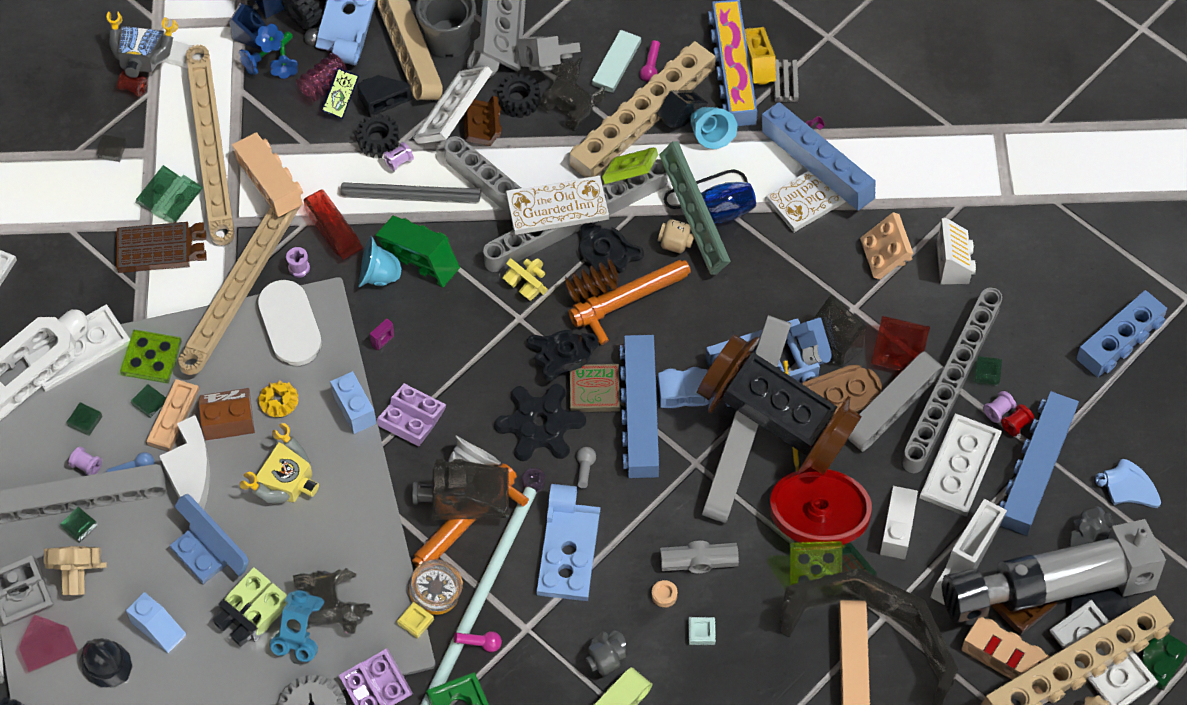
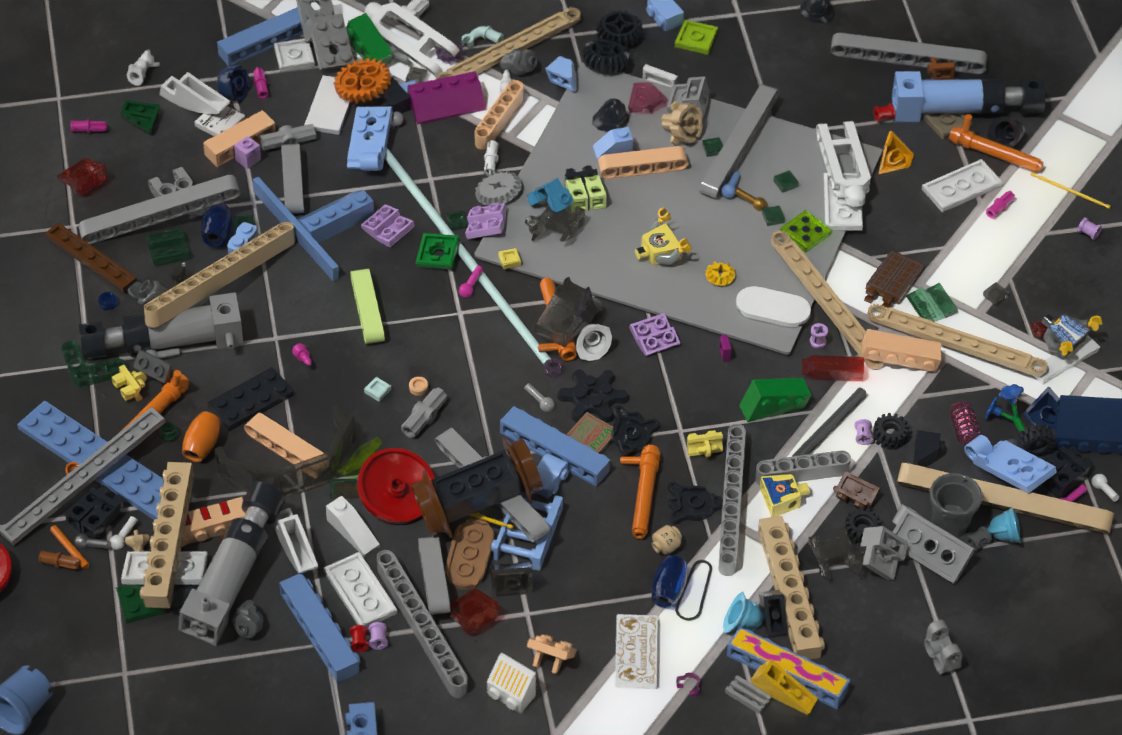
camera: 125 degrees right, 10 degrees down
(85, 461) = (752, 165): lavender bush -> none
(139, 426) = (758, 203): none -> pearl gold bar
(162, 575) = (643, 162): none -> light nougat beam
(173, 411) = (752, 221): light nougat tile -> none
(189, 464) = (702, 206): white slope -> none
(205, 545) = (643, 185): medium blue plate -> none
(226, 414) = (731, 241): dark orange slope -> none
(340, 93) = (942, 424): tile -> none
(353, 402) = (682, 300): light blue brick -> none
(378, 265) = (780, 367): medium azure piece -> none
(435, 586) = (522, 277): clear piece -> none
(452, 105) = (879, 477): white tile -> none
(535, 171) = (782, 493): none -> light yellow torso
(557, 205) = (742, 480): white tile -> none
(568, 526) = (504, 369): light blue hinge -> none
(593, 282) = (667, 469): reddish brown piece -> none
(606, 652) = (403, 329): dark grey head -> none
(616, 61) = (849, 603): light aqua tile -> none
(630, 165) = (742, 541): lime tile -> none
(649, 69) = (825, 619): dark pink bar -> none
(694, 208) = (675, 552): sand green tile -> none
(813, 341) = (522, 553): medium blue leg -> none
(819, 156) = (658, 655): medium blue brick -> none
(988, 370) = (410, 649): clear green plate -> none
(1129, 484) = (258, 671): light blue arm -> none

